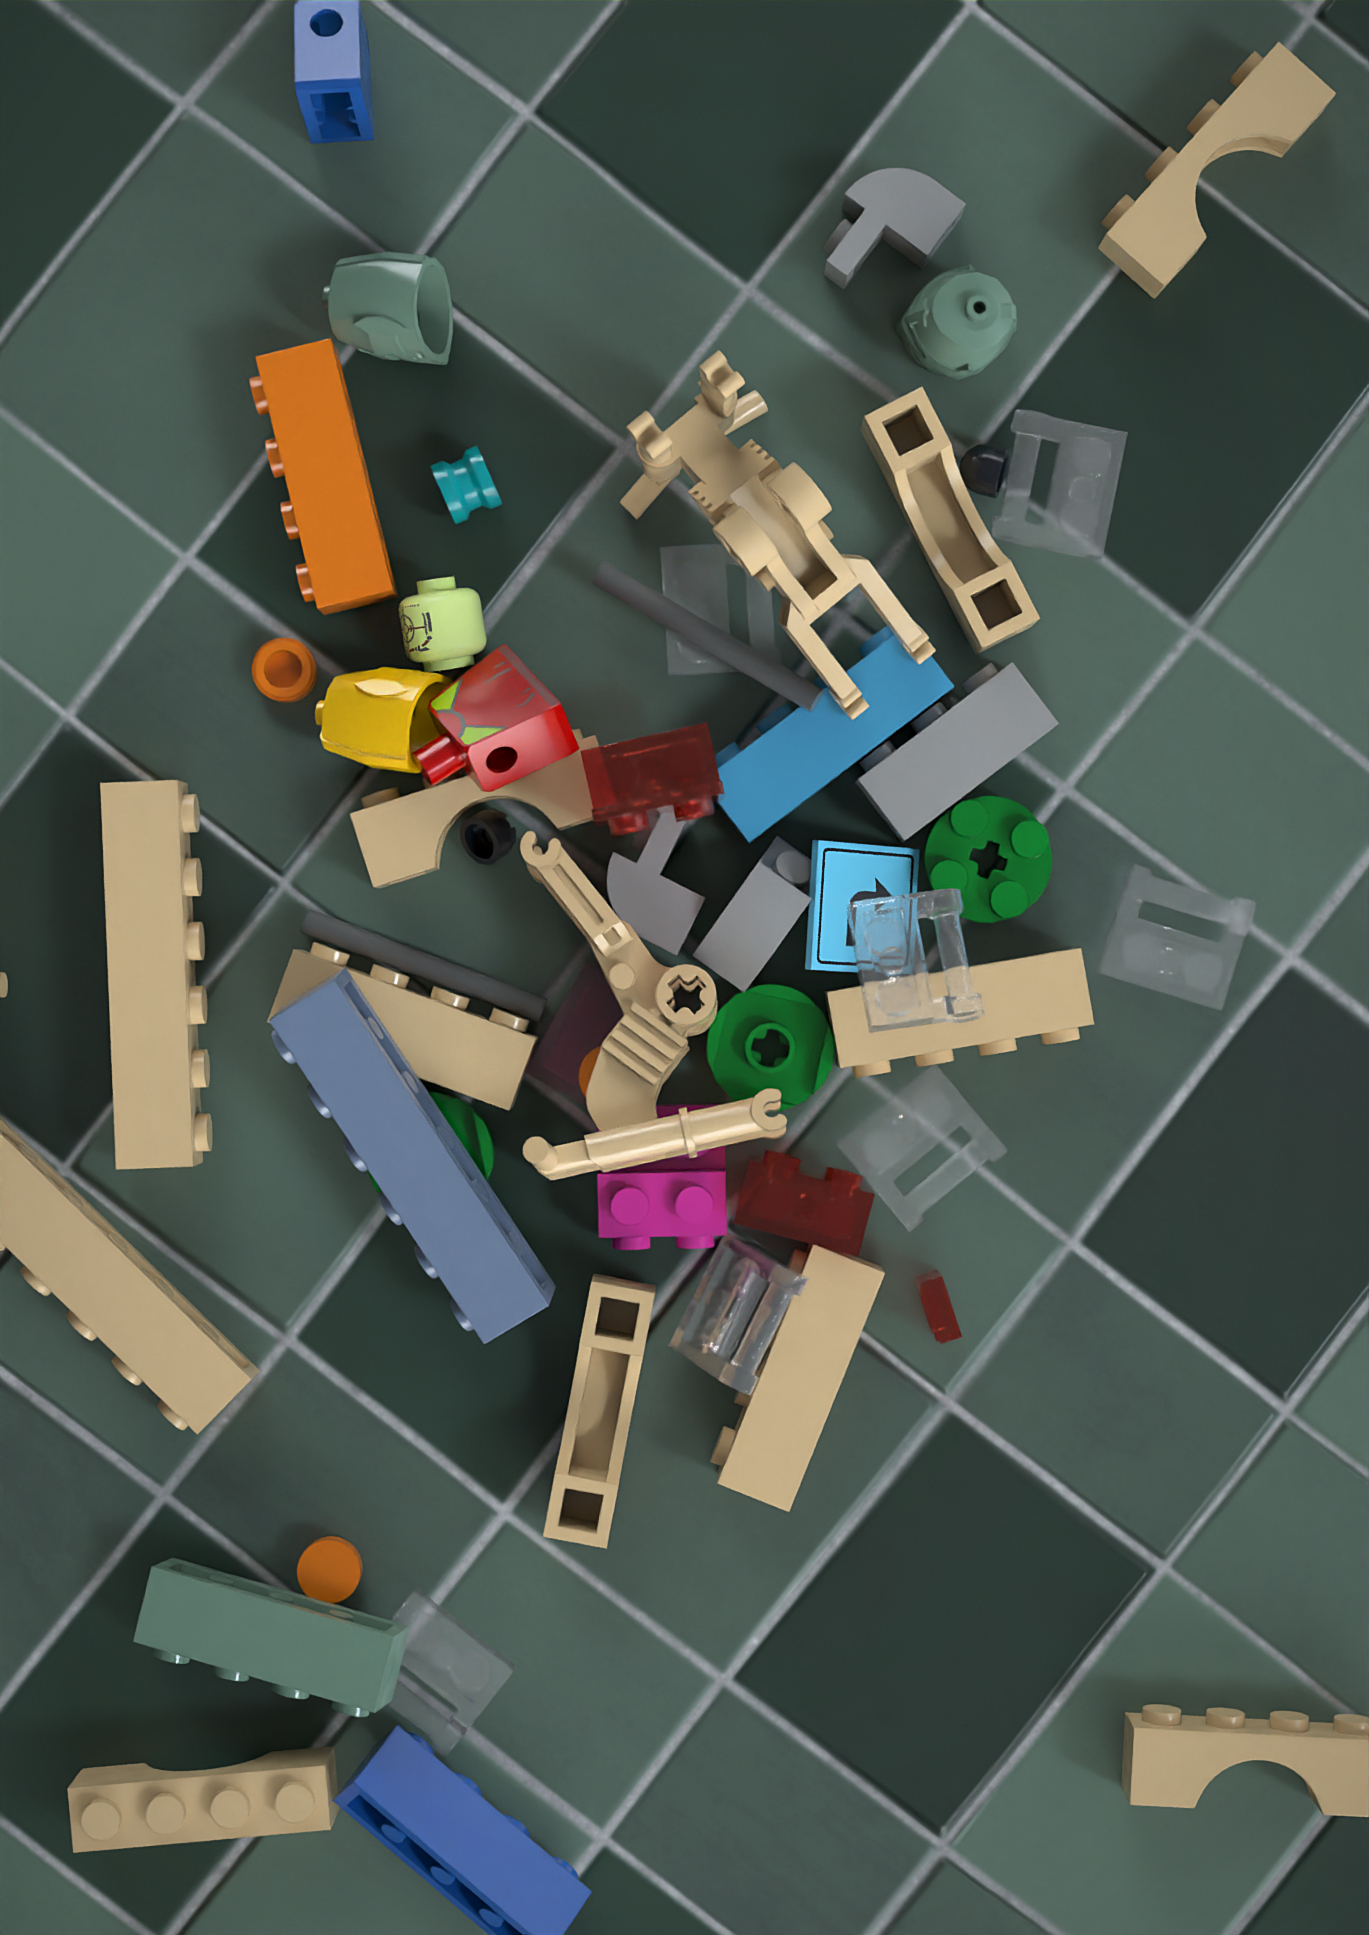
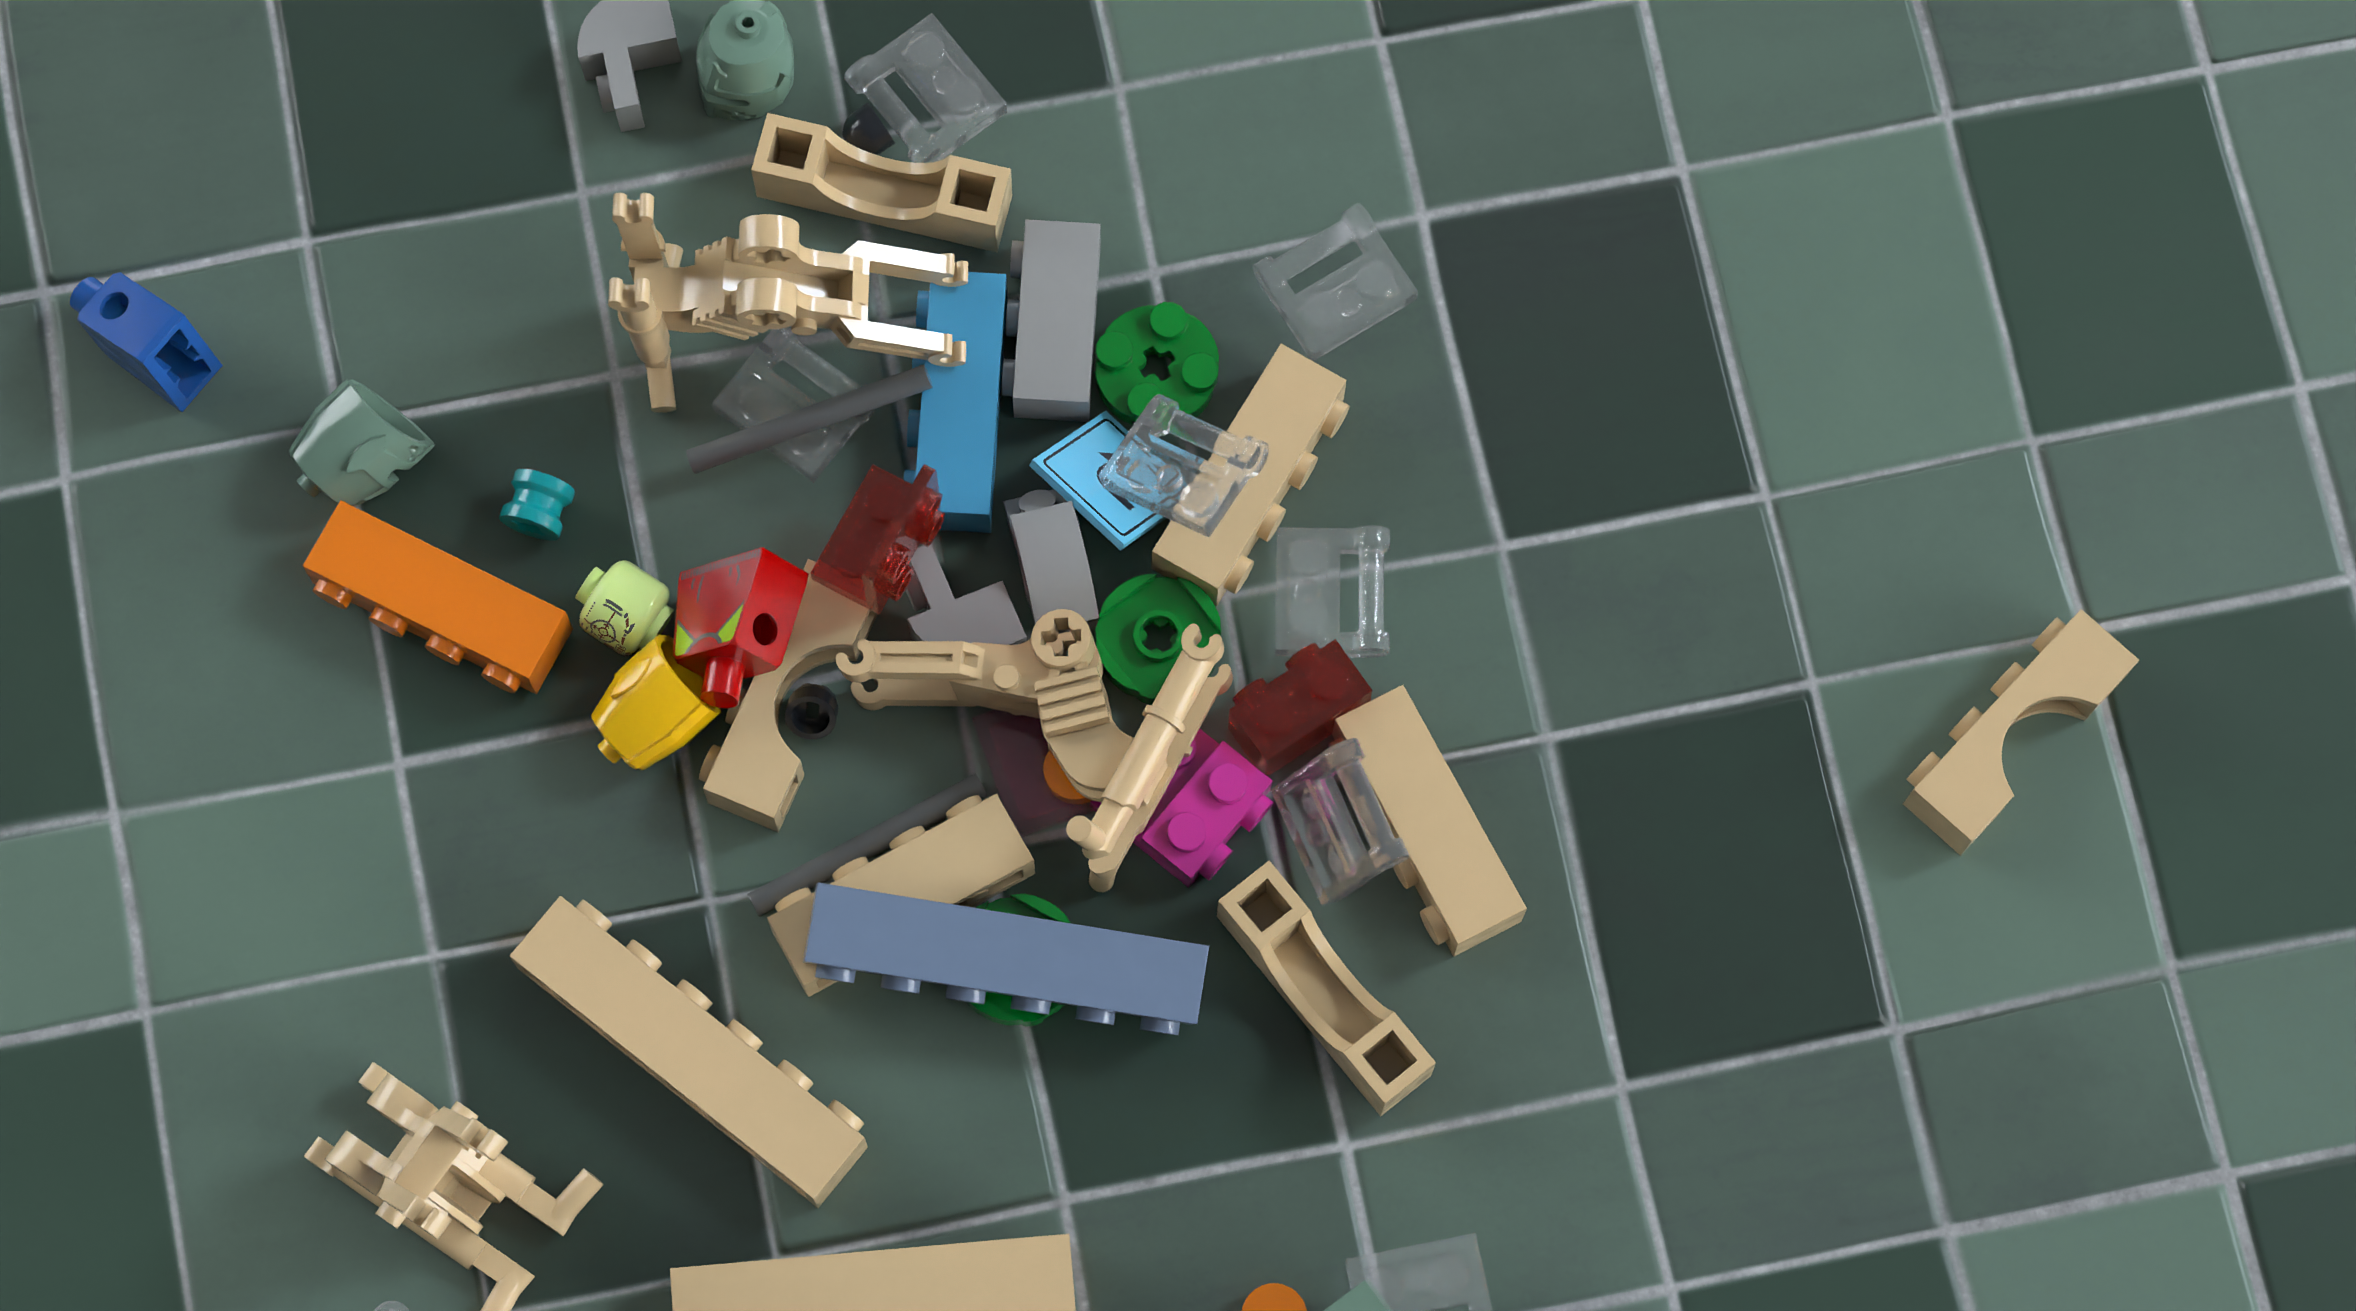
camera: 50 degrees left, 15 degrees down
(284, 670) = (550, 759): orange tile -> none
(937, 1307) = (1464, 675): clear red tile -> none

